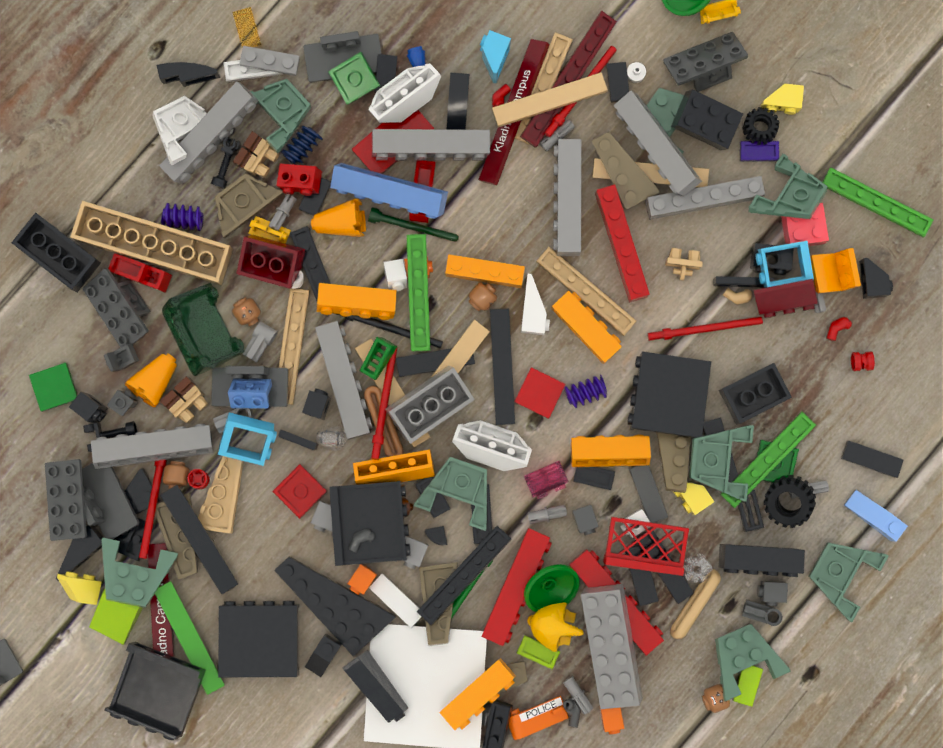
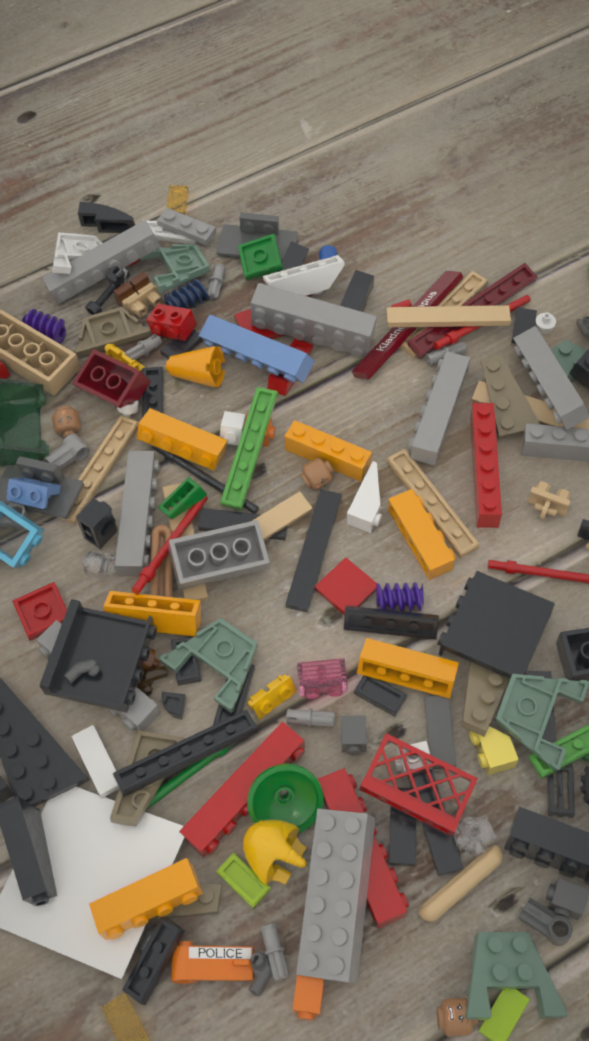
camera: 20 degrees right, 25 degrees down
(298, 440) = (63, 556): black tile -> none
(321, 116) = (216, 281): none -> light grey axle
(362, 579) = (67, 723): orange brick -> none
(377, 216) = (235, 375): dark green piece -> none
(412, 519) = (149, 677): none -> dark brown arm
(492, 445) = (270, 621): white wedge -> none
(494, 53) = (407, 266): medium azure slope -> none
(507, 513) = (279, 691): none -> yellow hinge
(585, 415) = (391, 622): none -> black tile

